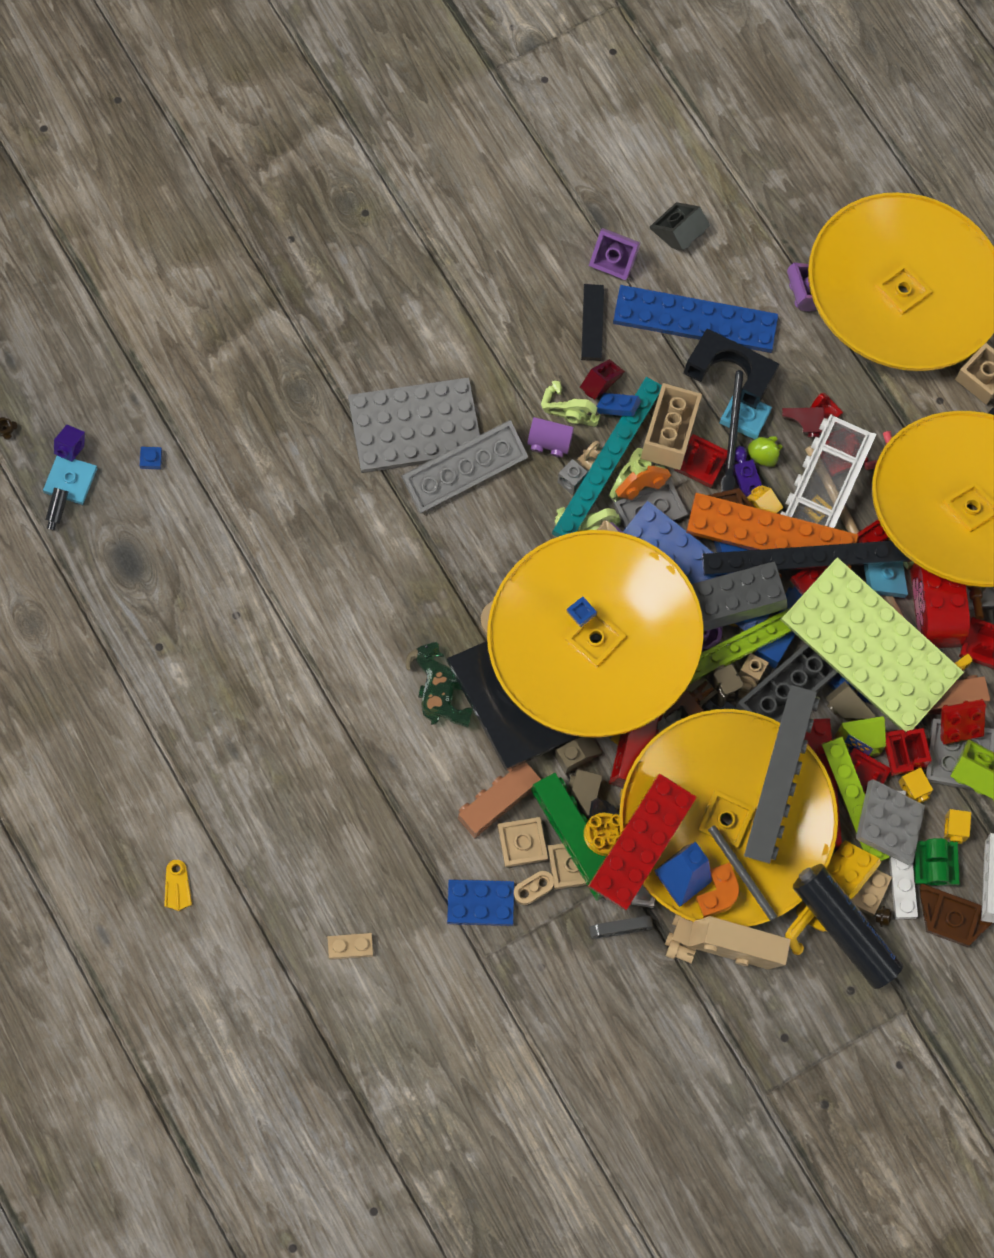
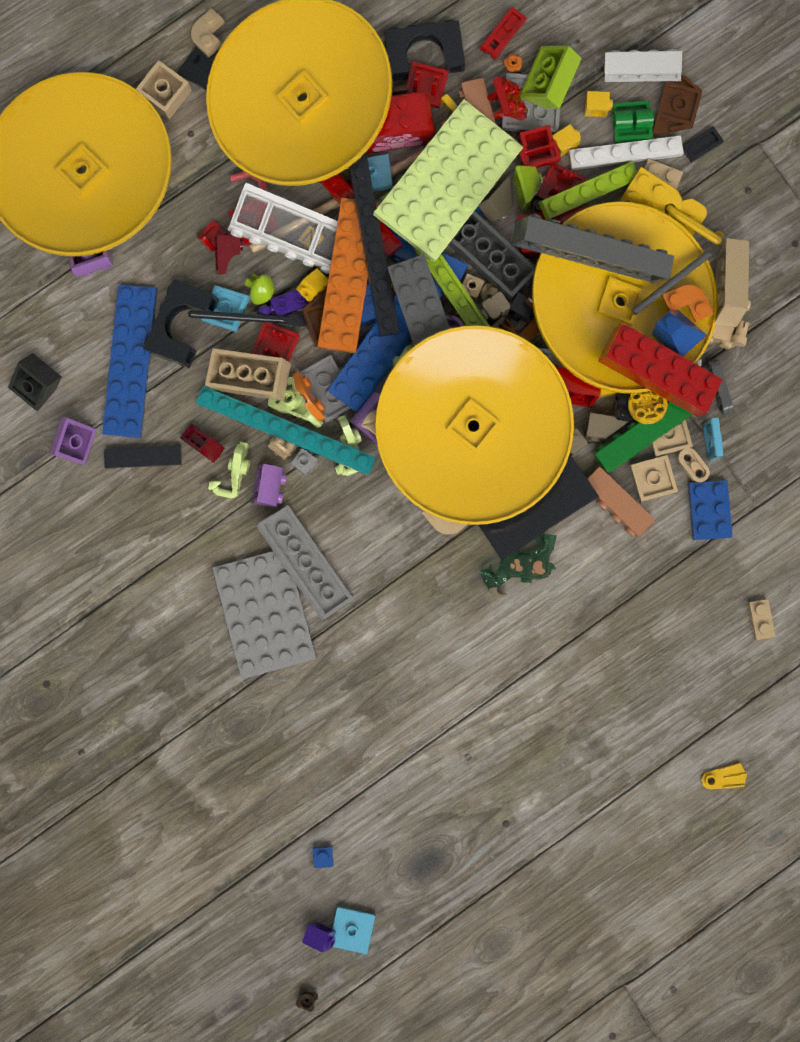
camera: 90 degrees left, 15 degrees up
(56, 507) = (385, 939): black cylinder -> none
(560, 907) = (713, 439): none -> medium azure plate
(581, 611) = (457, 439): blue plate -> none
(618, 404) = (228, 425): blue plate -> none
(847, 926) = (707, 190): black piece -> none
(883, 916) = (683, 164): dark brown plate -> none
(890, 822) = (605, 159): light grey plate -> none
(906, 942) = (702, 144): none -> black tile

